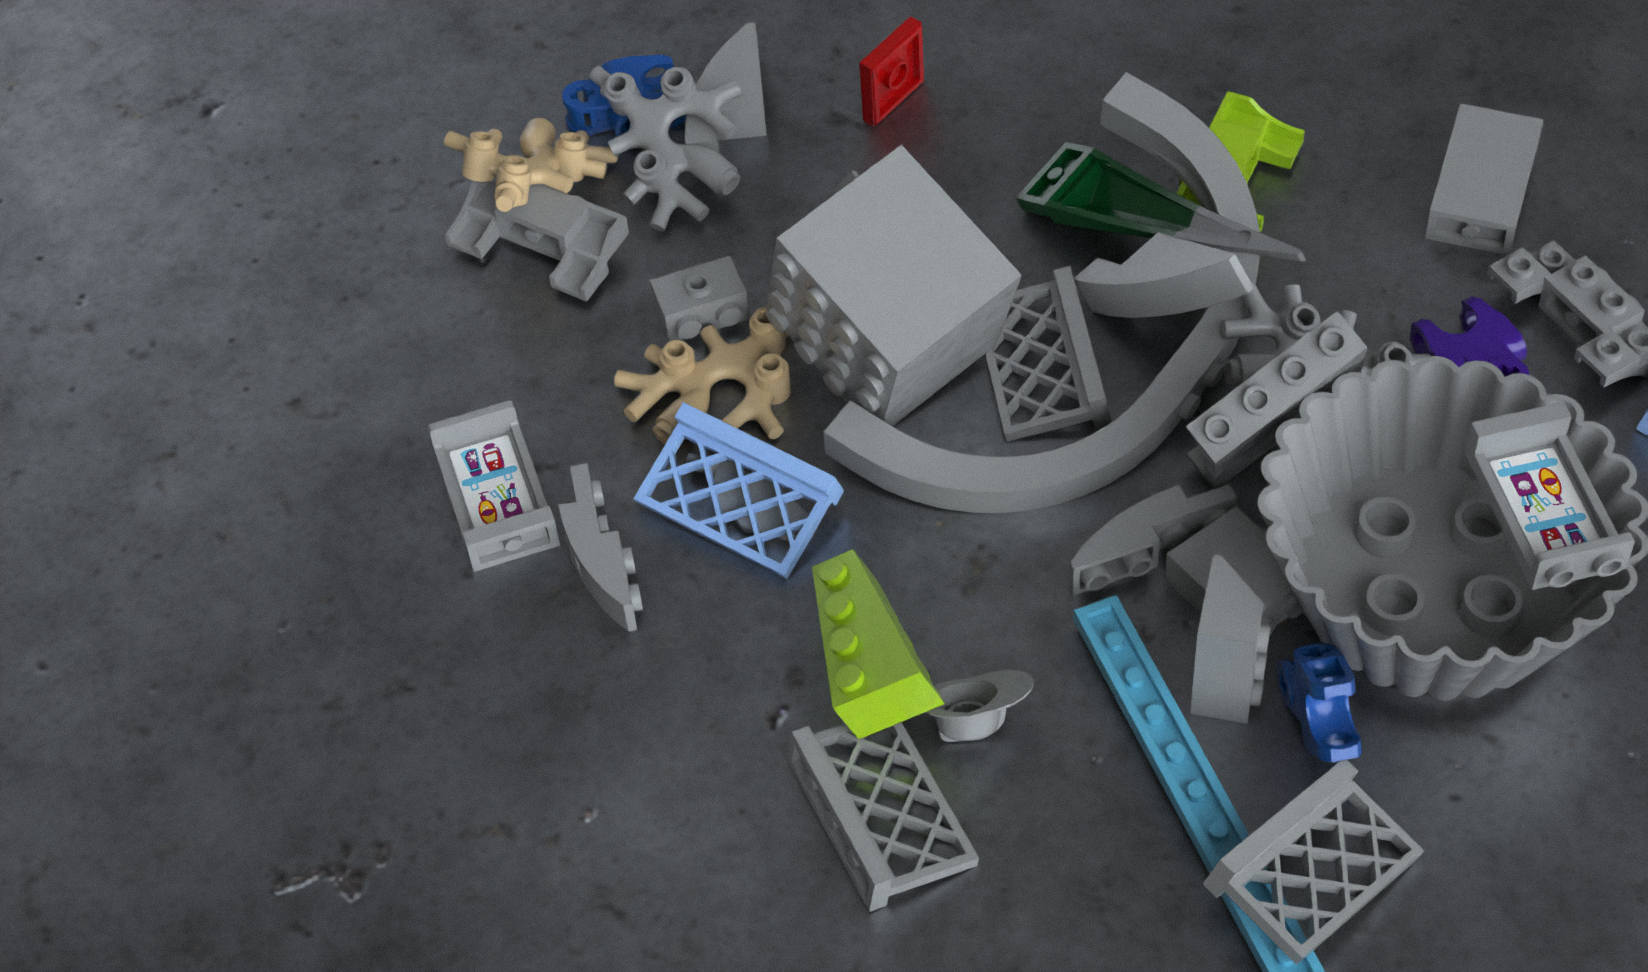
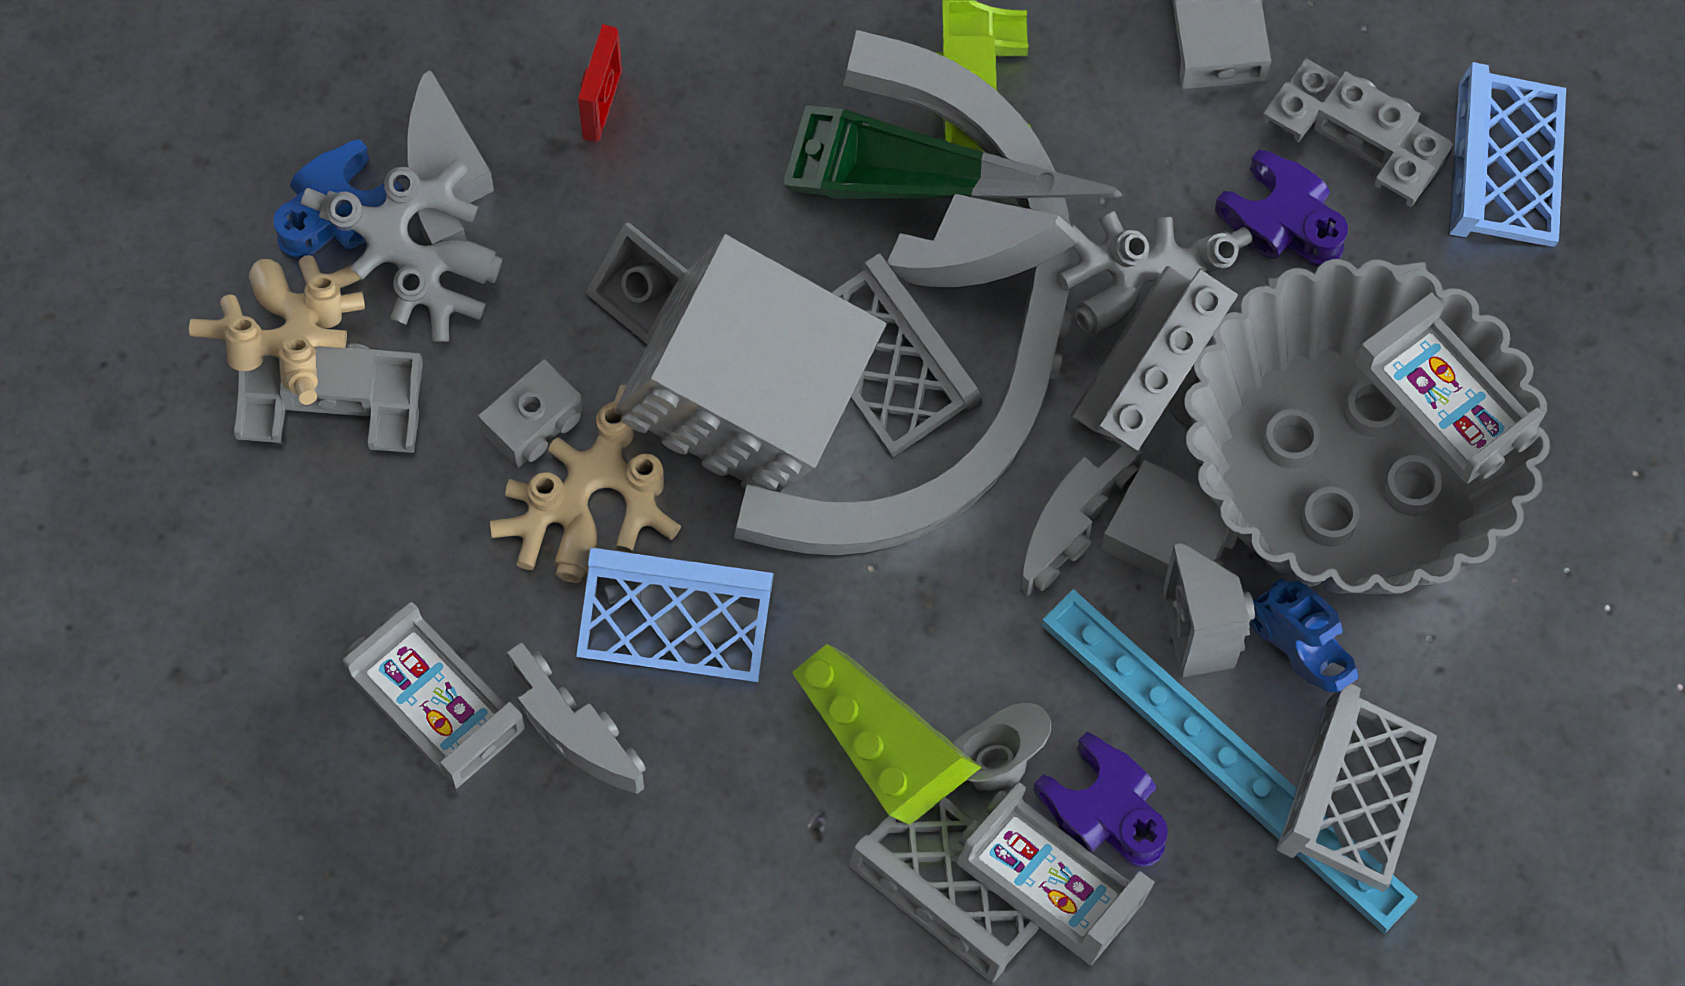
camera: 30 degrees left, 15 degrees up
(969, 830) = (1050, 876): none -> panel
(1058, 793) = (1109, 808): none -> dark purple piece

